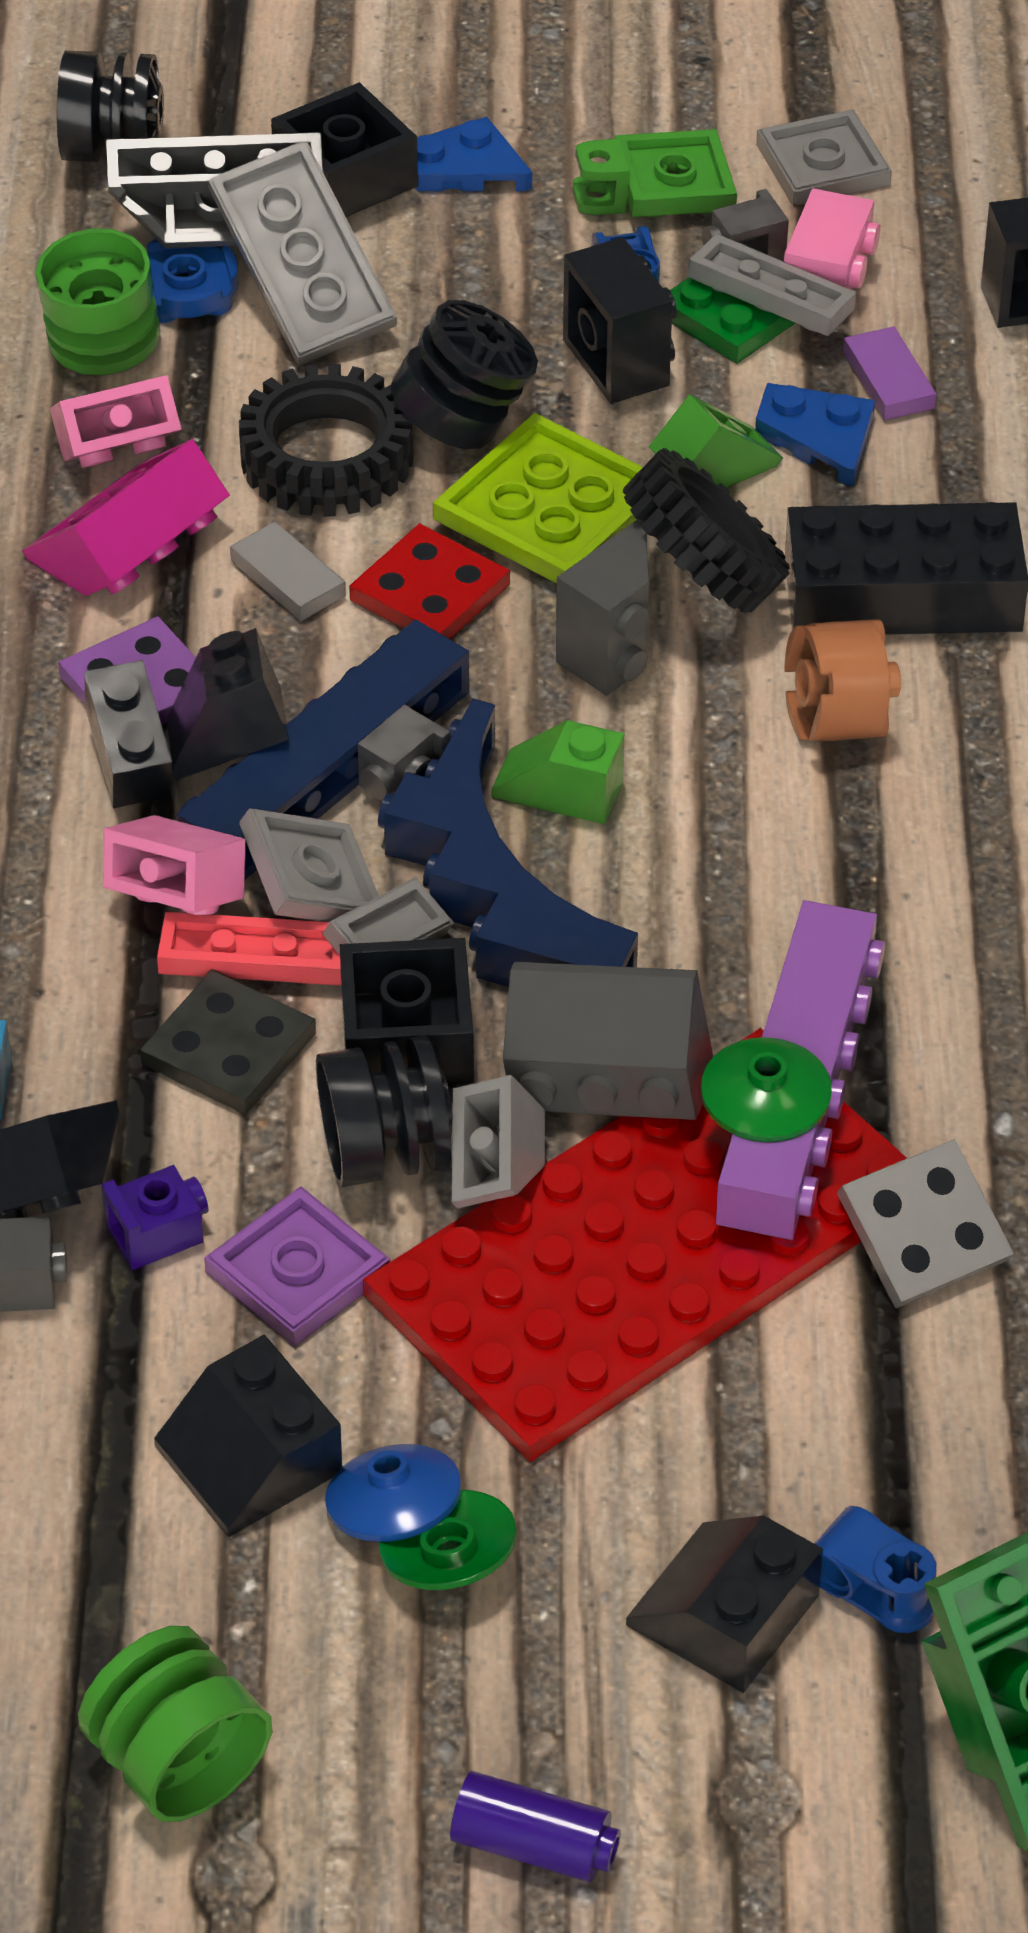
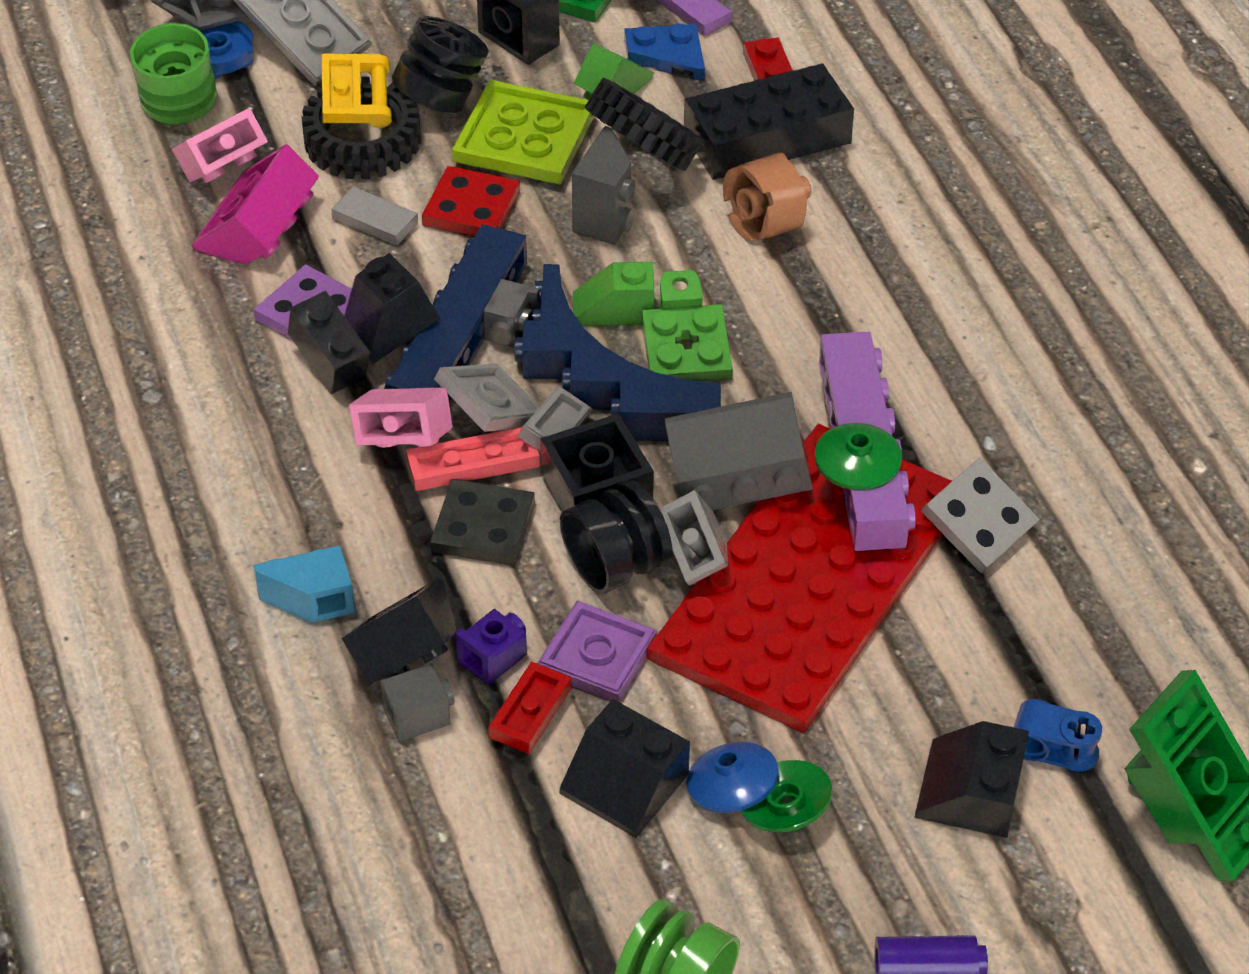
camera: 20 degrees left, 0 degrees up
(164, 1315) = (530, 707): none -> red plate
(313, 375) = (343, 93): none -> yellow plate
(642, 826) = (682, 318): none -> bright green plate
(956, 474) = (766, 58): none -> red plate

